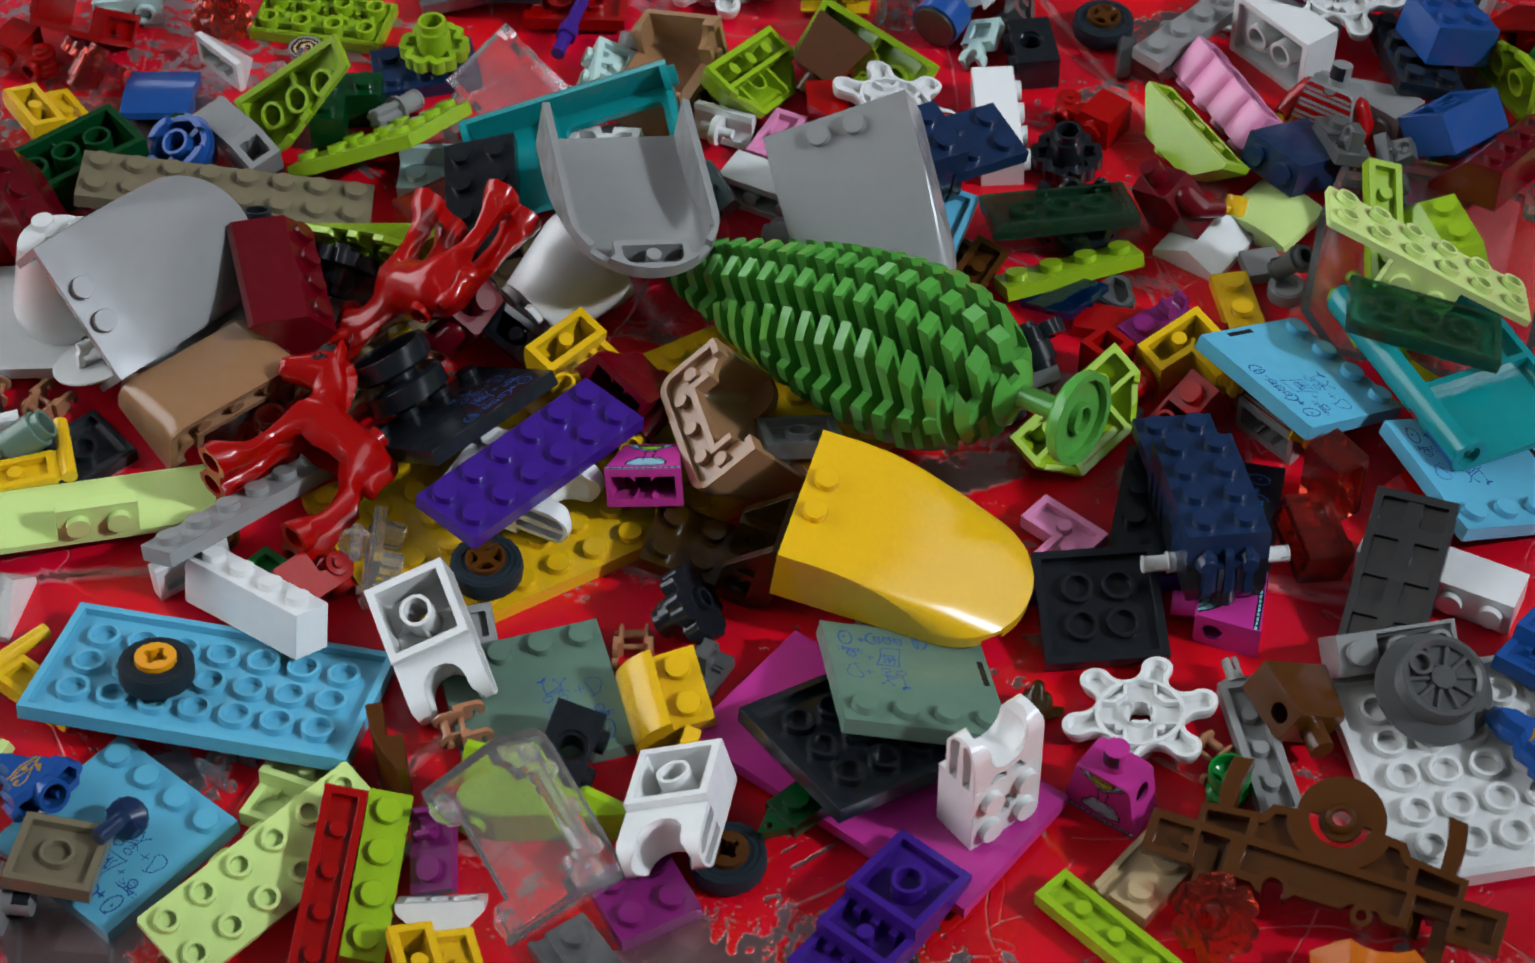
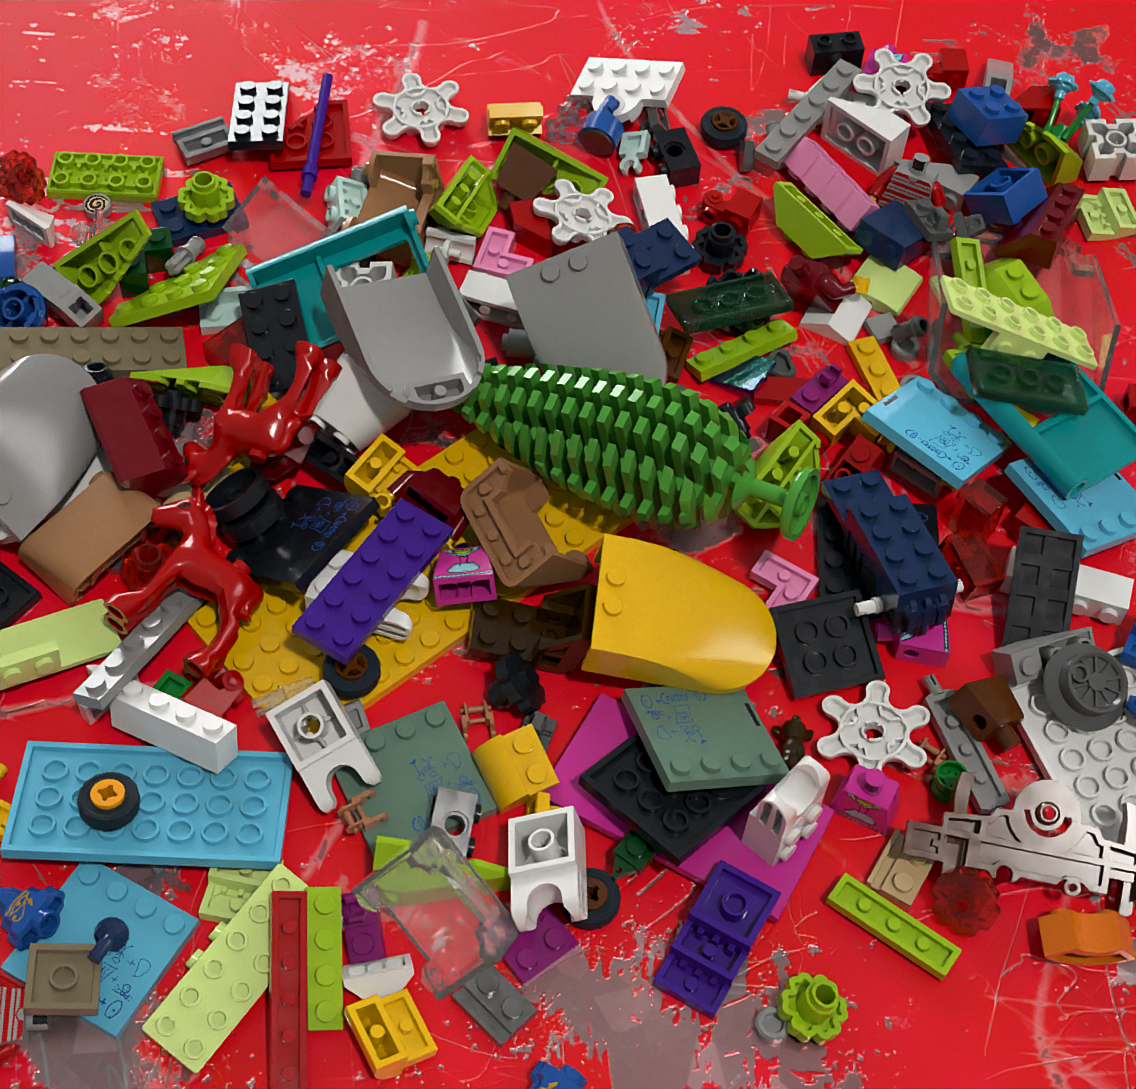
camera: 15 degrees left, 10 degrees up
(370, 543) = (253, 663): clear hips -> none
(388, 753) = (313, 855): reddish brown slope -> none
(793, 436) = (573, 526): flat silver plate -> none

